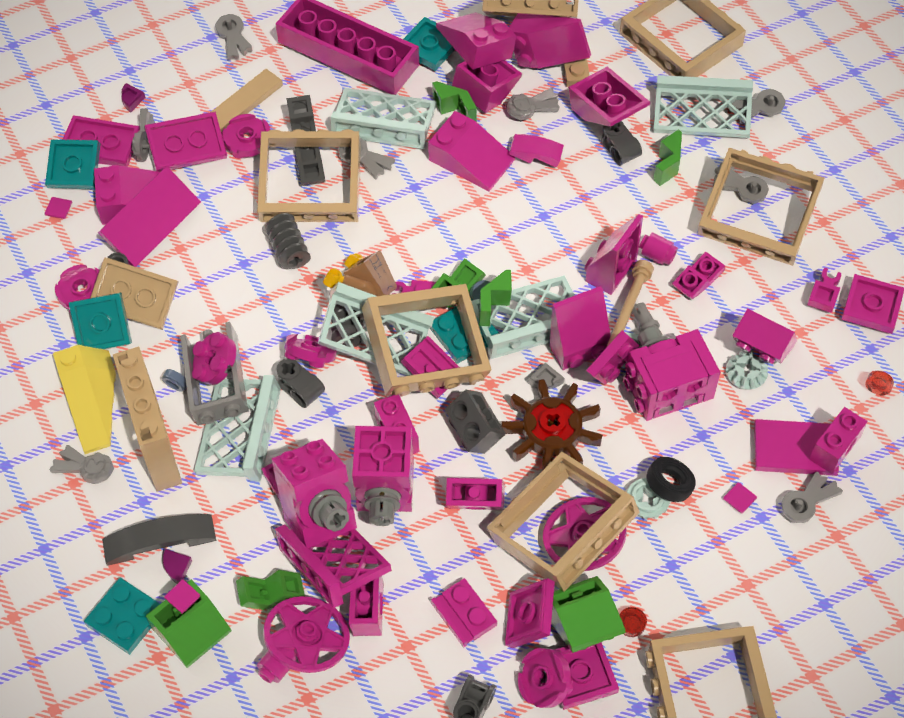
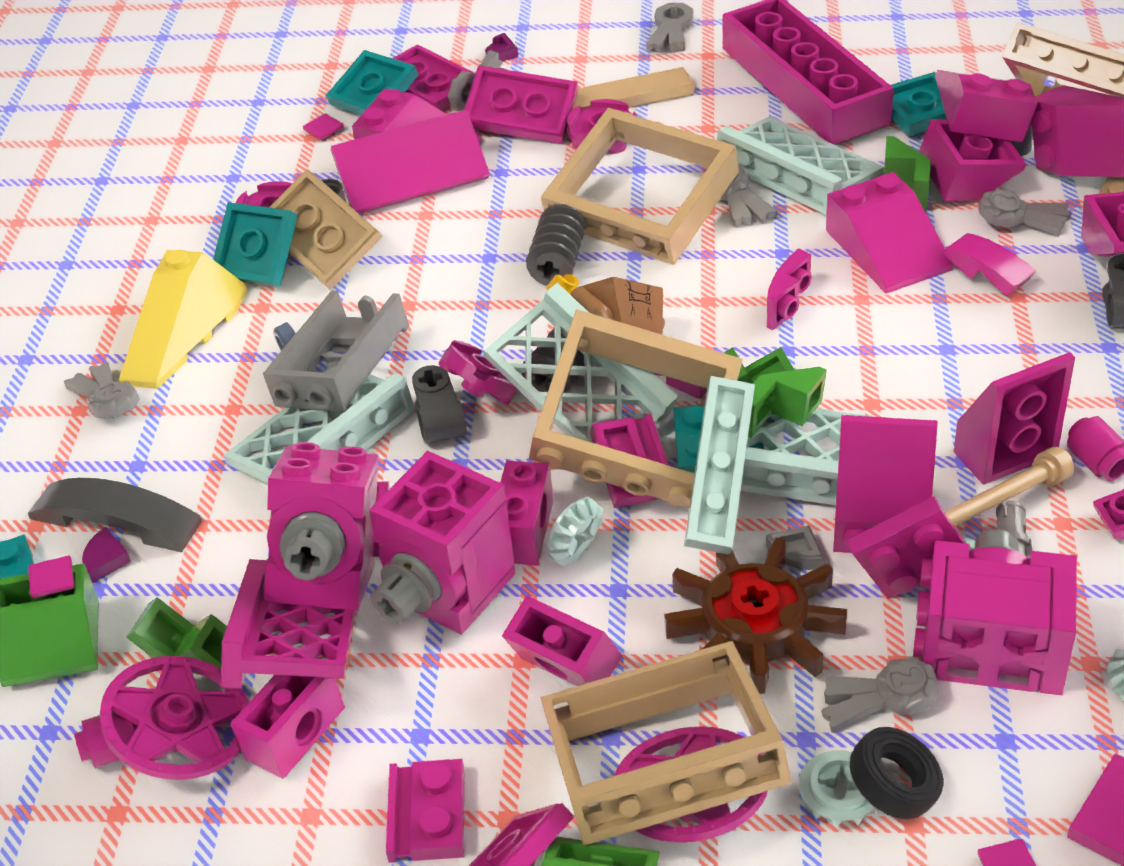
camera: 35 degrees right, 15 degrees down
(147, 419) = (185, 424): tan window -> none
(213, 358) = (347, 323): dark pink plate -> none
(308, 158) = (665, 173): dark grey slope -> none
(435, 425) = (574, 530): none -> light aqua gear
(441, 221) = (789, 280): none -> dark pink slope
(472, 415) = (637, 552): dark grey brick -> none
(494, 354) = (719, 465): none -> light aqua plate
(645, 431) = (901, 686): none -> light grey piece

